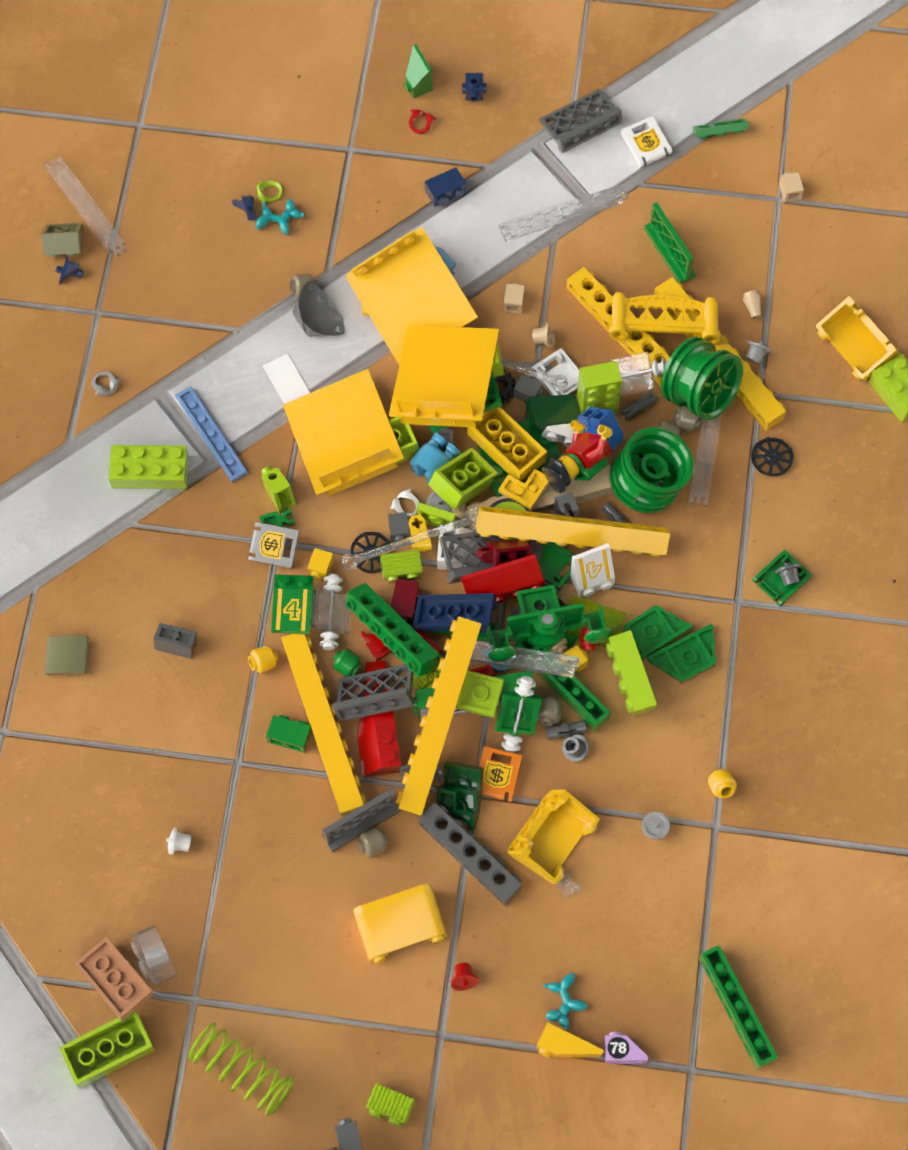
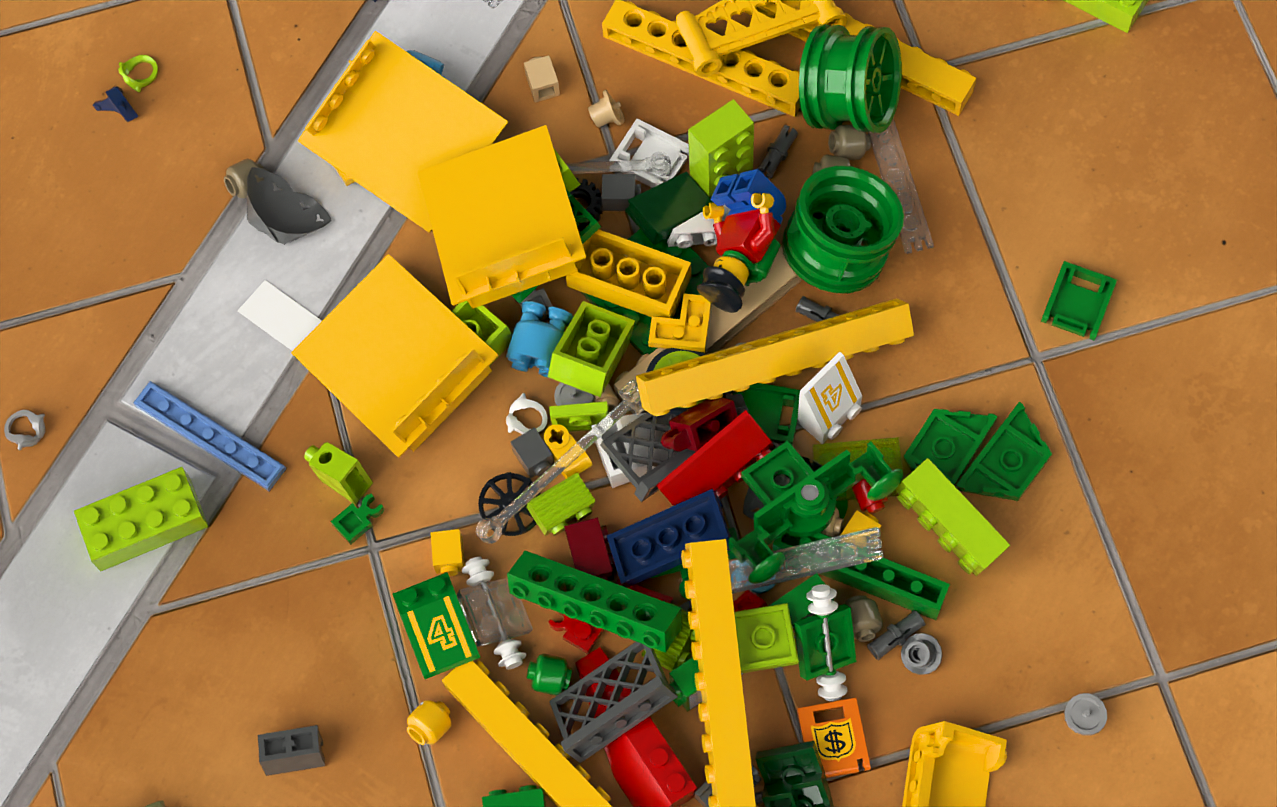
camera: 20 degrees left, 0 degrees up
(270, 545) = (365, 555): light grey container -> none
(282, 220) = (176, 102): teal piece -> none
(566, 505) = (751, 325): dark grey hinge -> none
(638, 373) = (763, 104): clear plate -> none
(722, 783) = (1144, 615): yellow head -> none
(757, 352) = (898, 16): light grey piece -> none
(772, 456) = (985, 145): black wheel -> none
(789, 573) = (1088, 291): dark grey piece -> none

